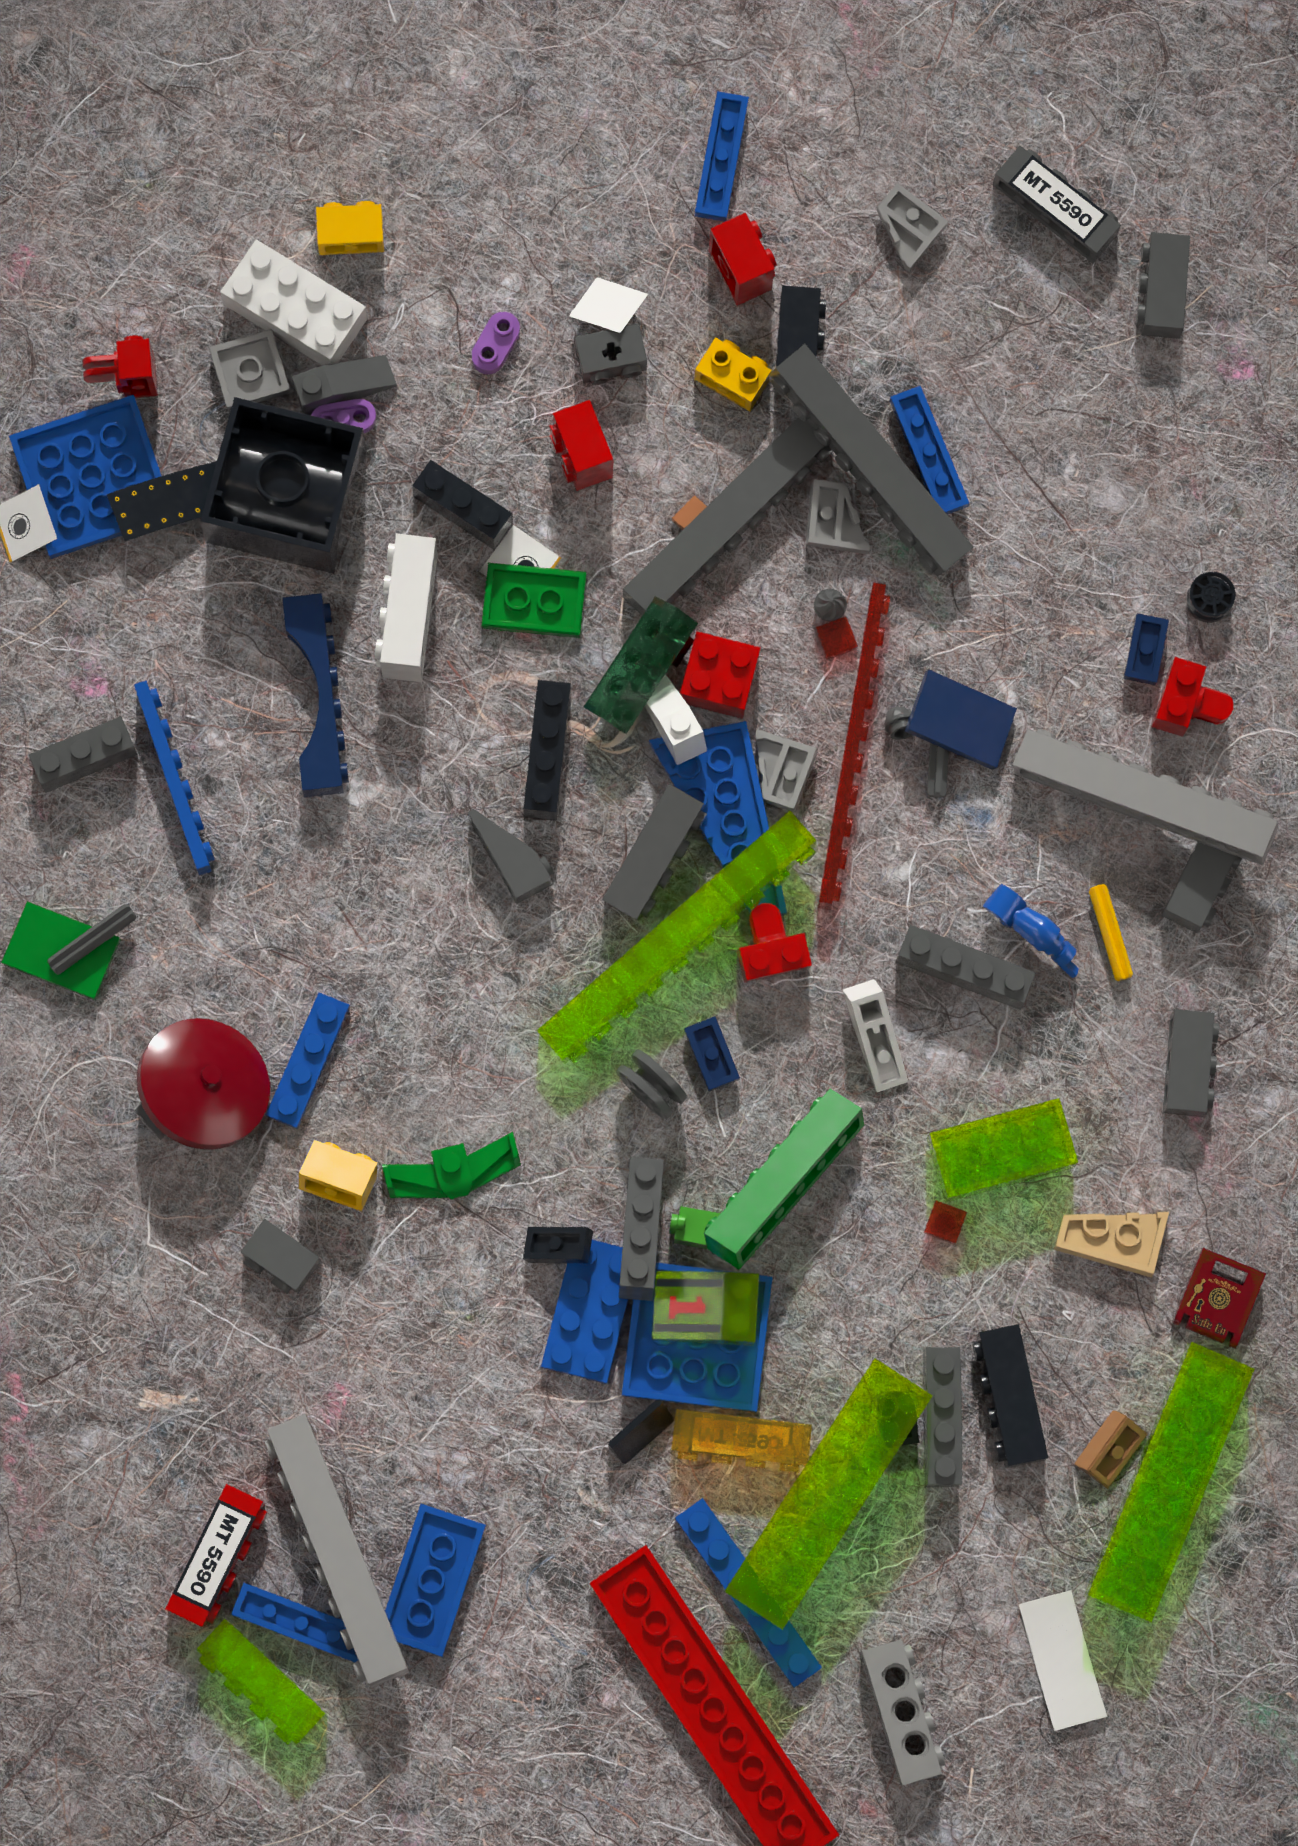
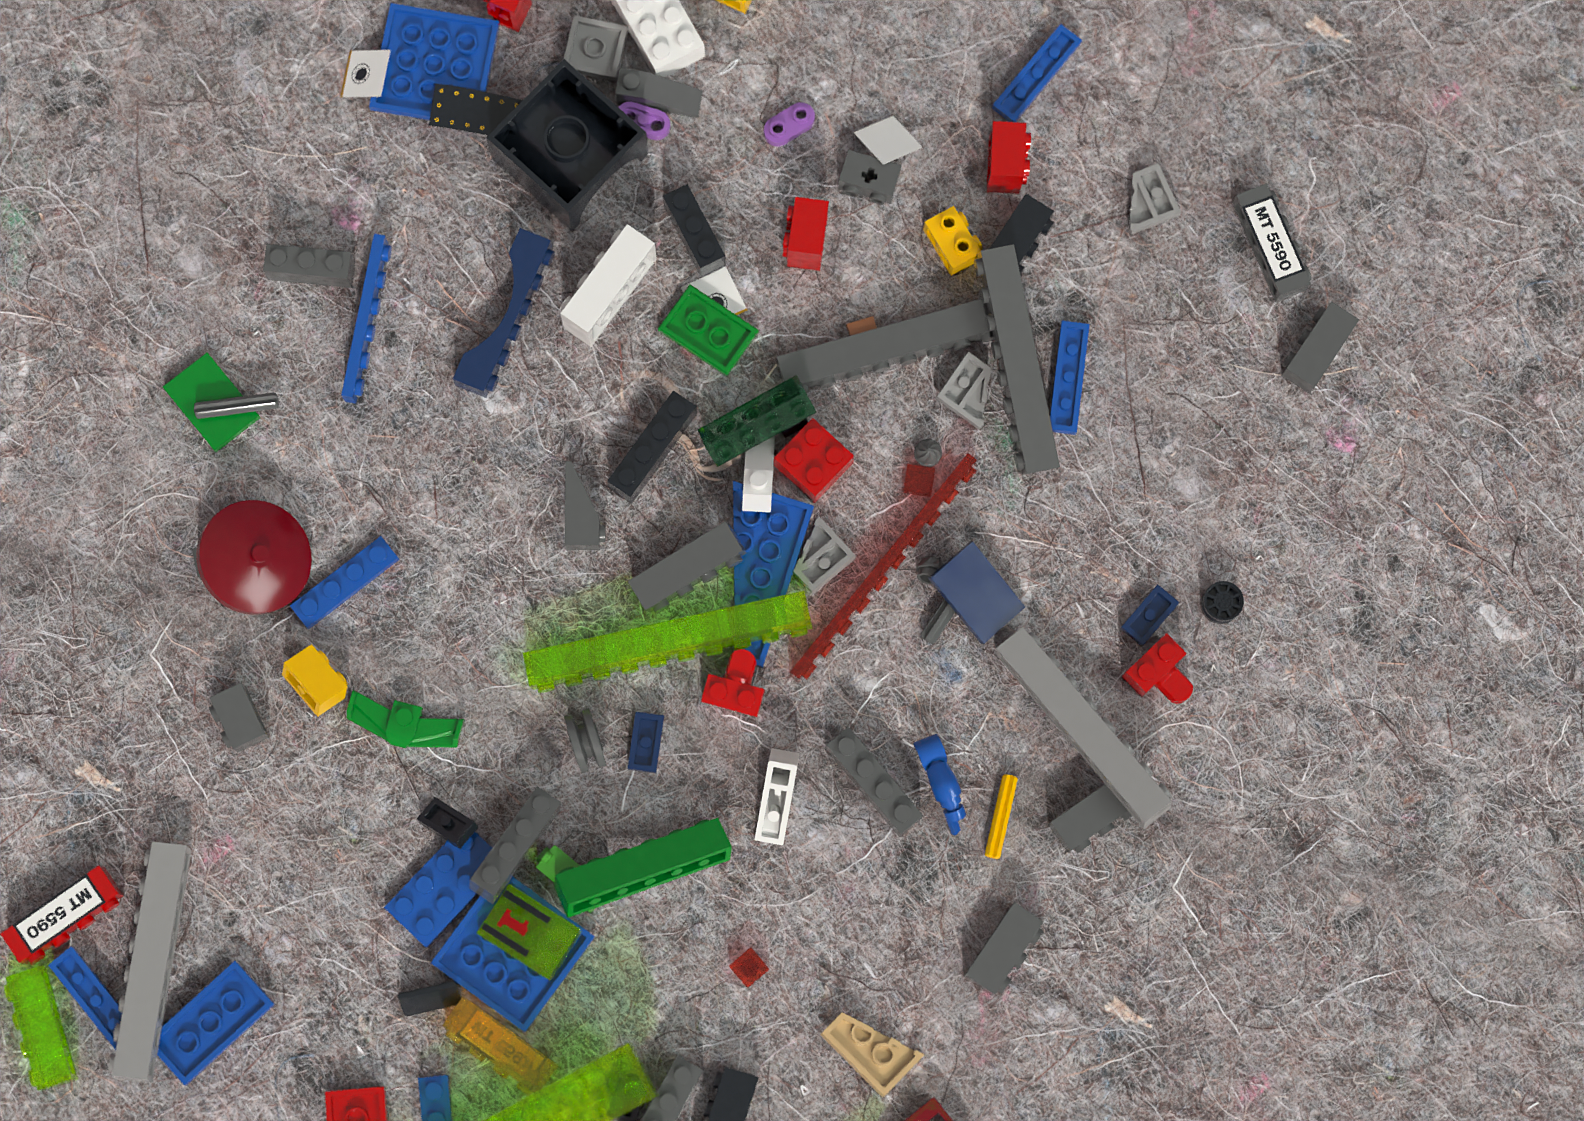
camera: 30 degrees right, 0 degrees up
(1002, 1150) = (822, 937): clear neon green brick -> none

